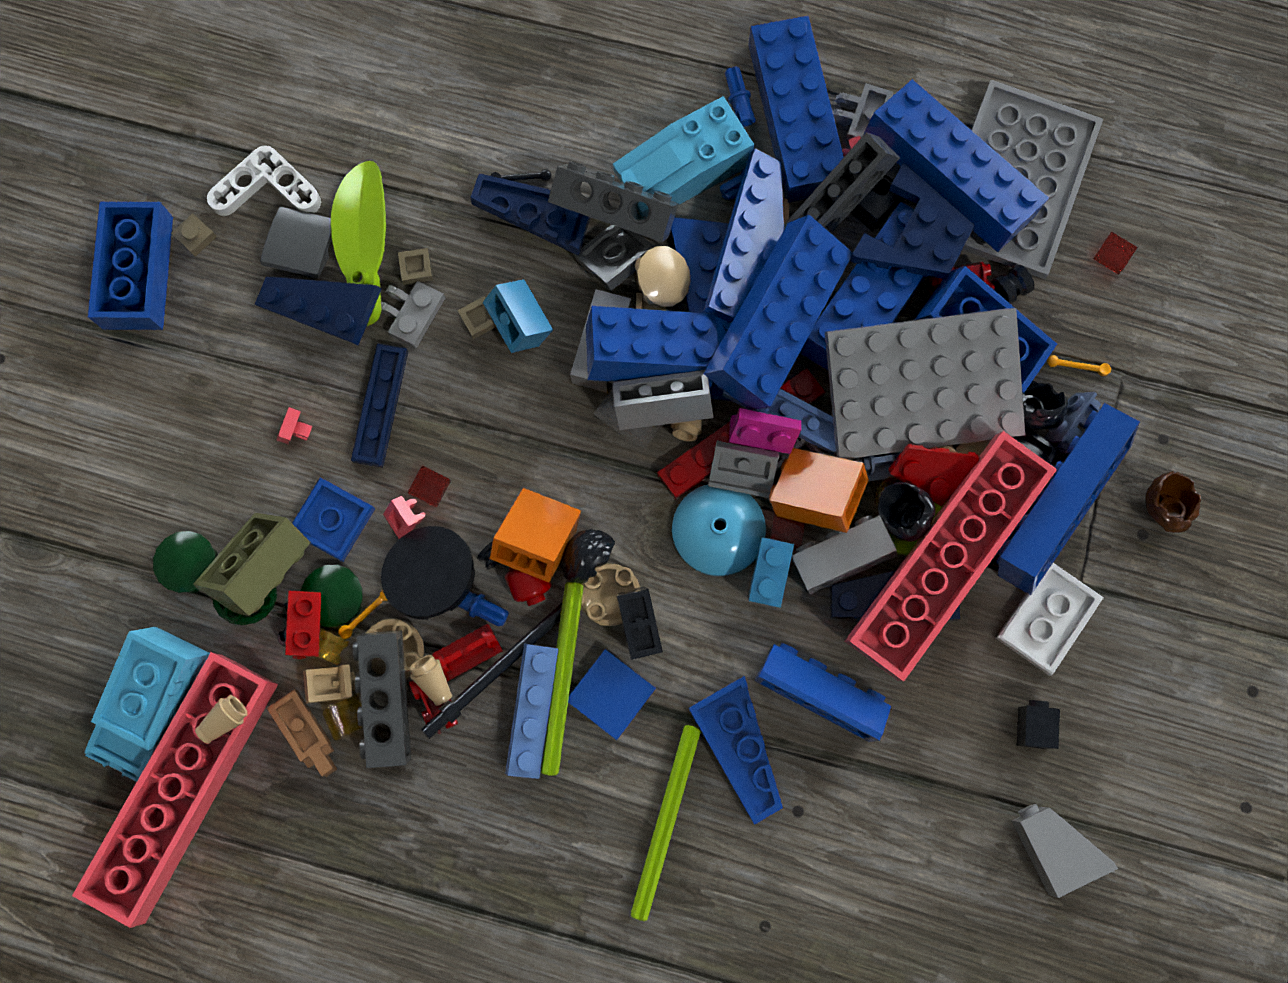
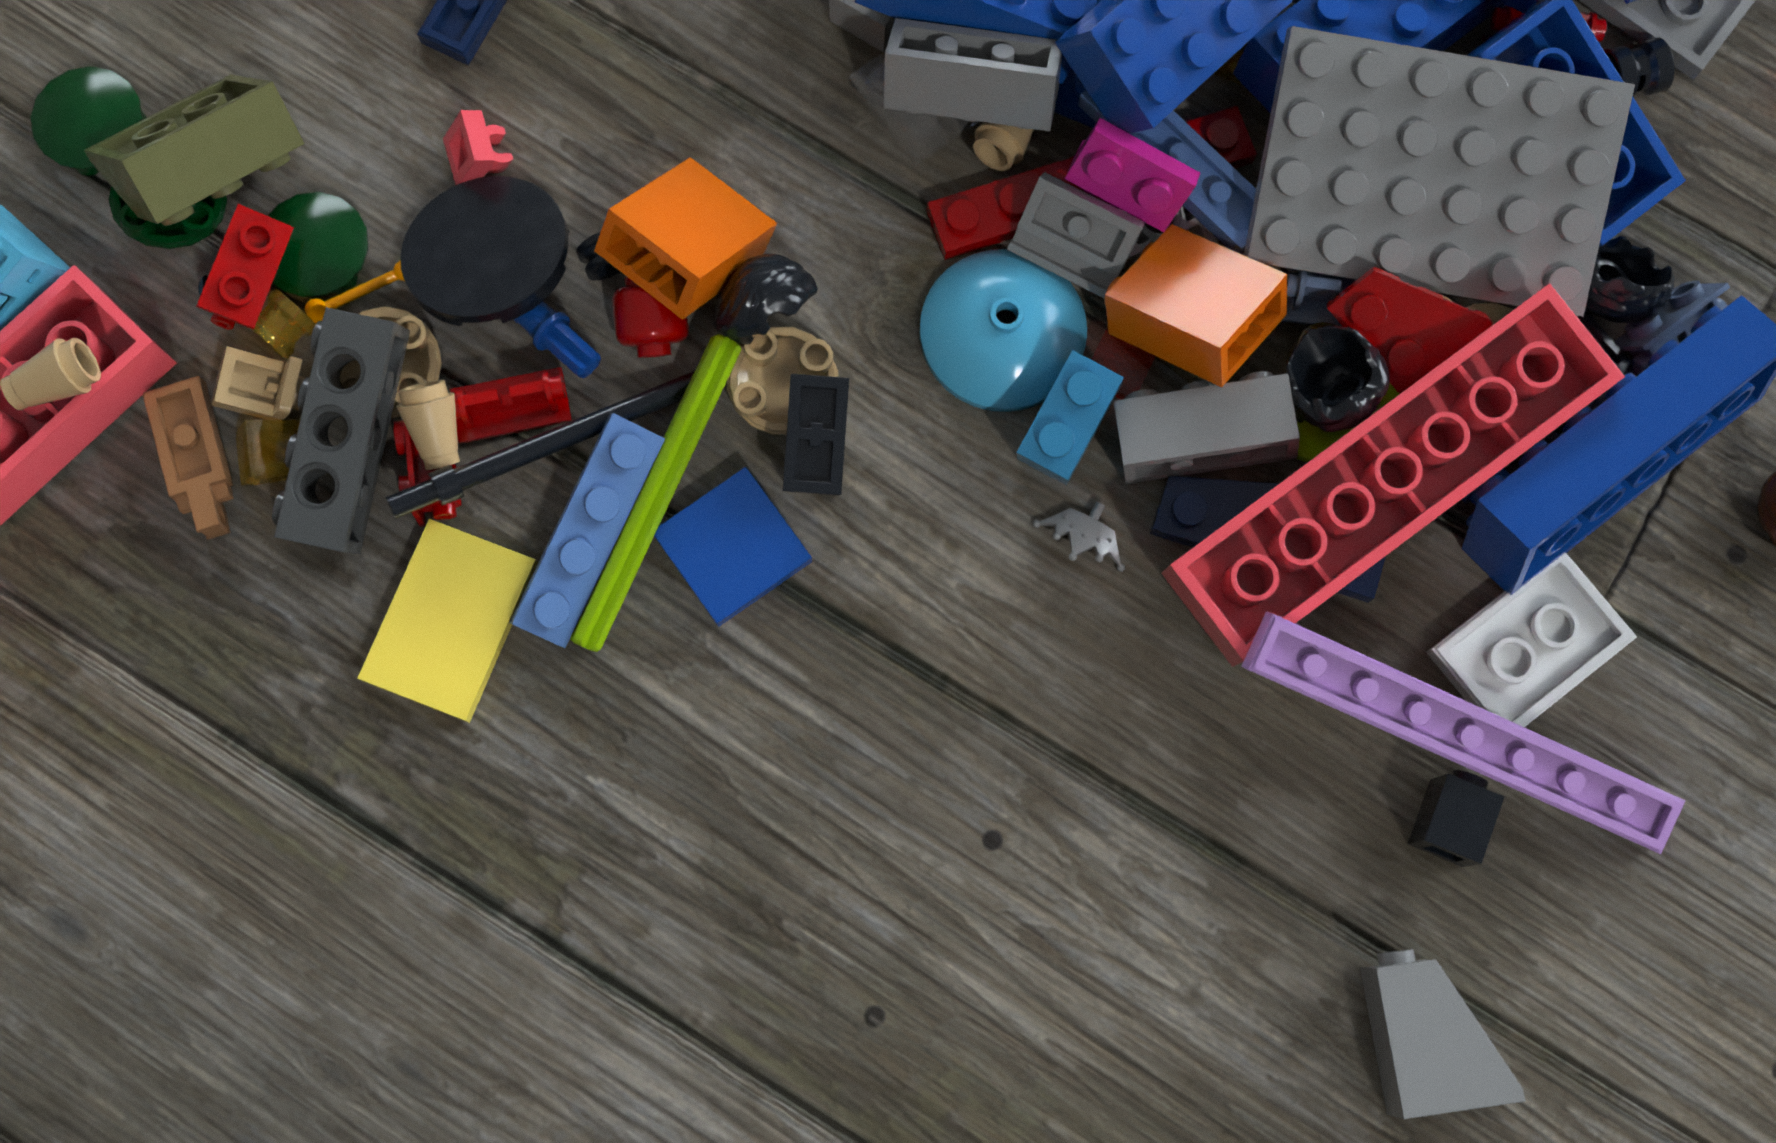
camera: 10 degrees right, 0 degrees up
(332, 519) = (356, 122): blue tile -> none
(429, 486) = (534, 116): clear red tile -> none
(471, 782) = (448, 620): none -> light yellow tile
(665, 823) = (757, 789): lime axle -> none
(735, 739) = (922, 689): blue wing -> none
(796, 629) = (1085, 533): none -> light grey piece
(824, 693) = (1096, 648): blue slope -> none
(1027, 682) = (1462, 732): none -> lavender tile
(1103, 370) = (1748, 259): light orange hinge -> none

